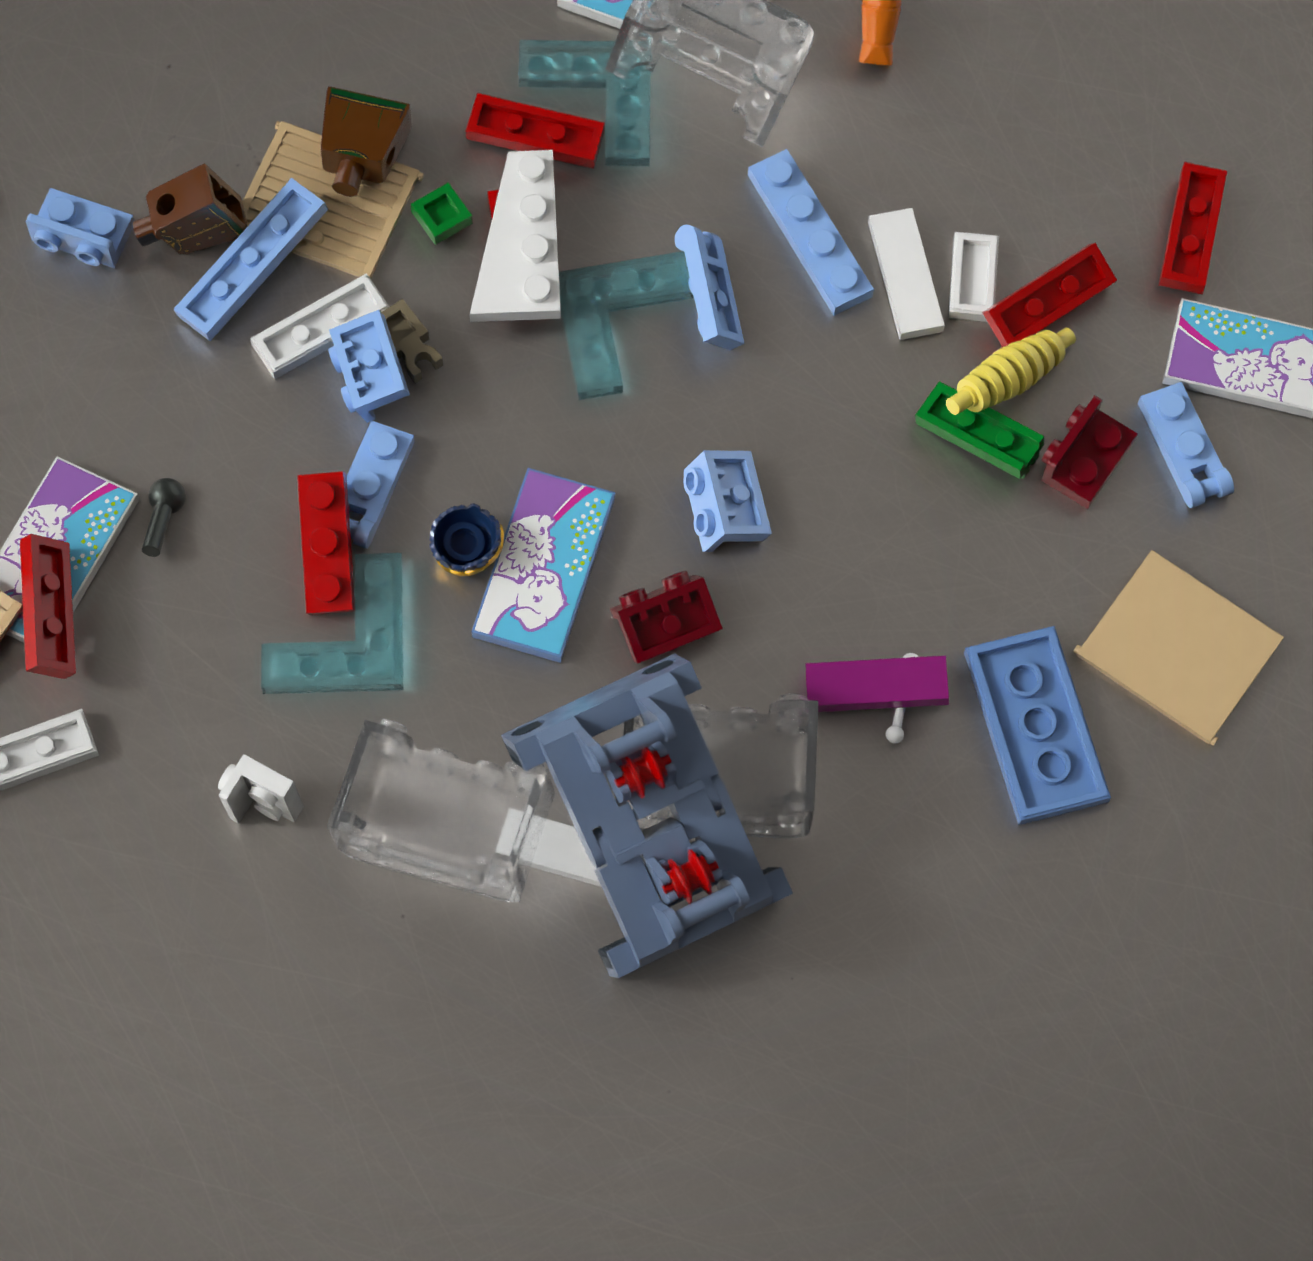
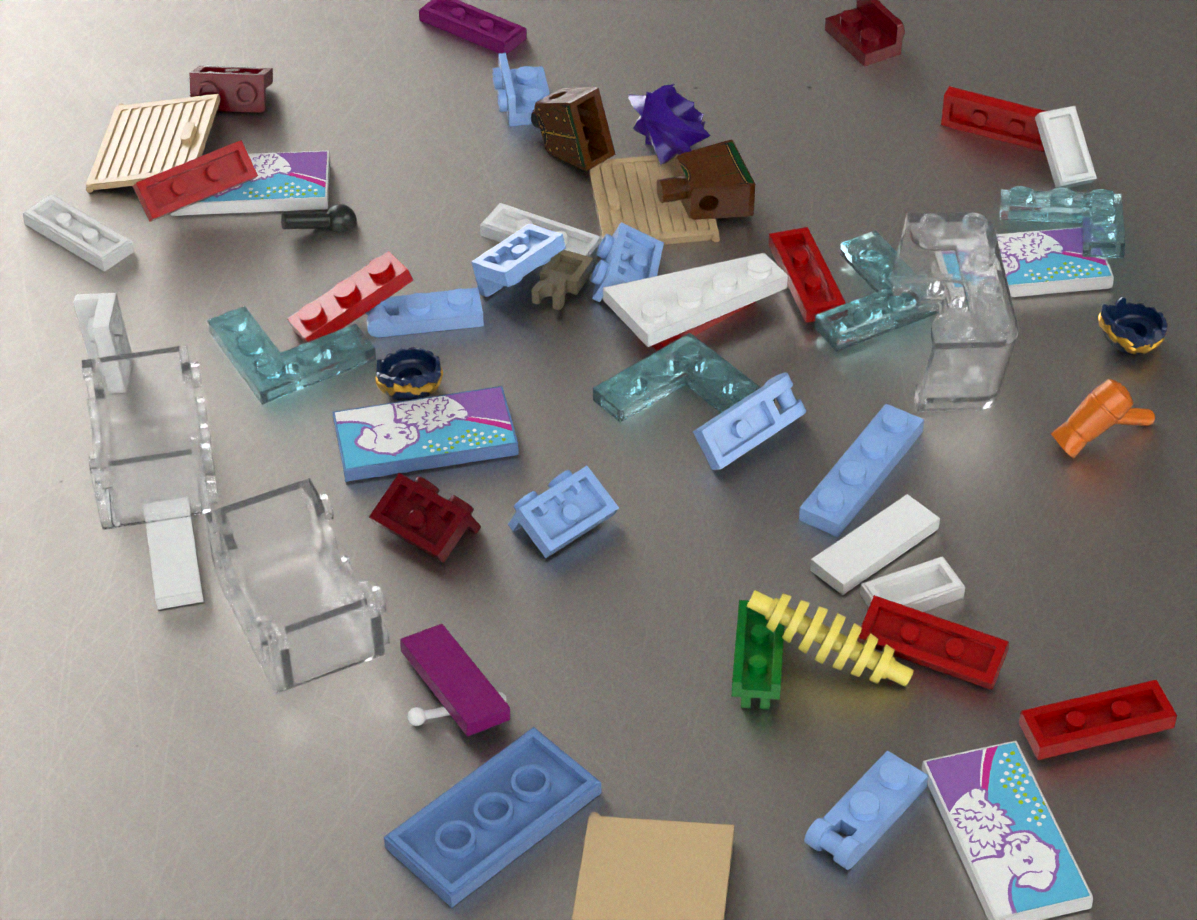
camera: 65 degrees right, 25 degrees down
(246, 124) = (668, 122): none -> dark purple hair
(250, 259) = (563, 172): light blue plate -> none
(424, 276) = (625, 258): none -> light blue bracket
(441, 213) = (687, 252): green plate -> none
(652, 769) = (142, 550): sand blue container -> none
(1087, 454) = (798, 734): dark red bracket -> none

